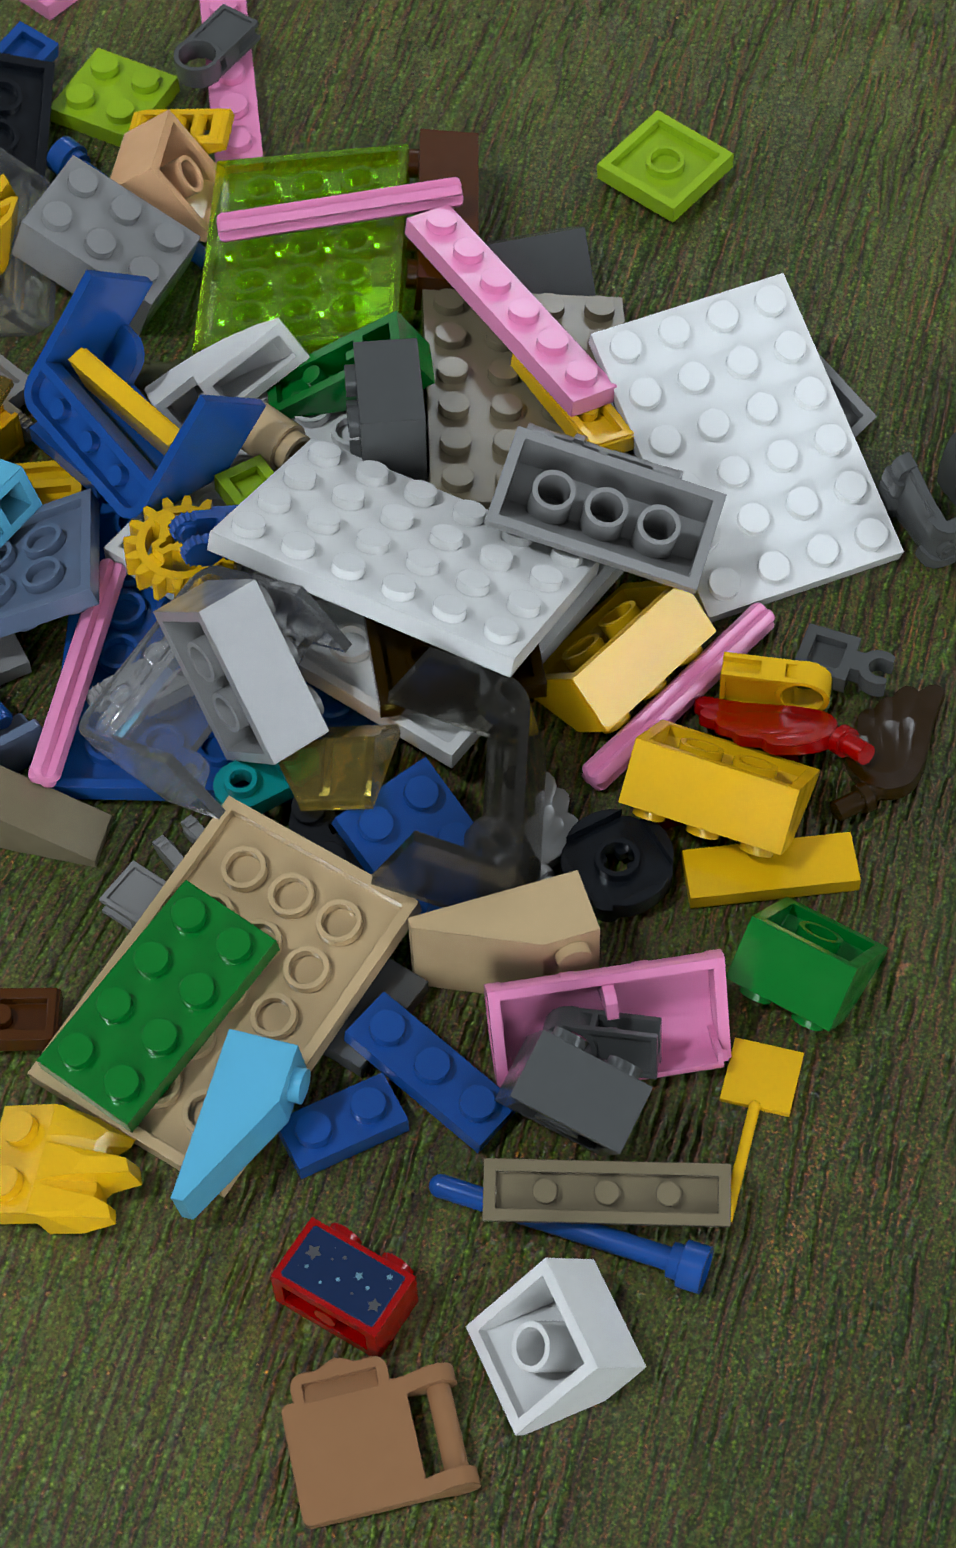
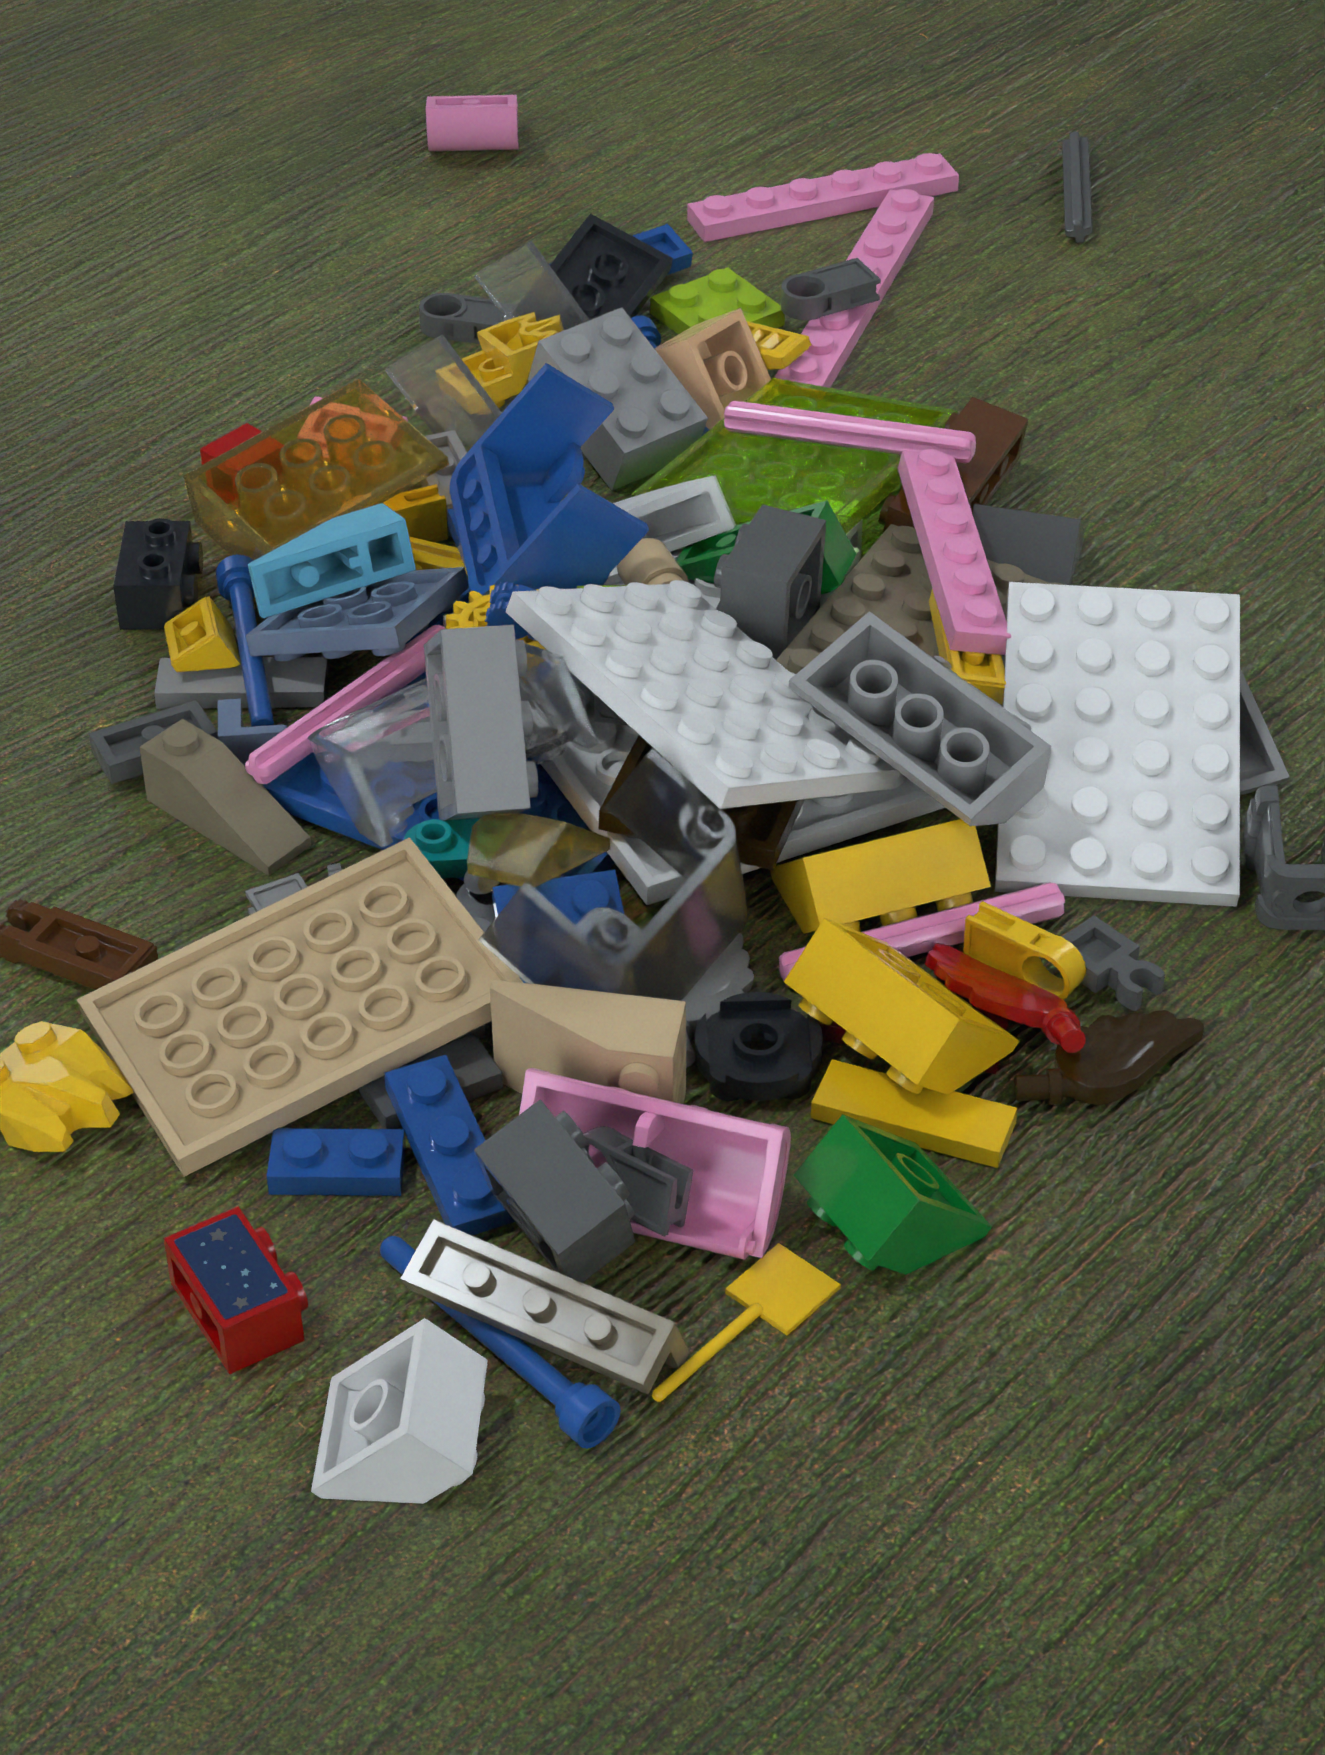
camera: 25 degrees right, 15 degrees down
(124, 400) = (526, 484): yellow tile -> none
(158, 1005) = (226, 982): green plate -> none
(242, 1112) = (228, 1094): medium azure slope -> none
(358, 1442) = (157, 1426): medium nougat piece -> none
(665, 166) = (1208, 510): lime plate -> none

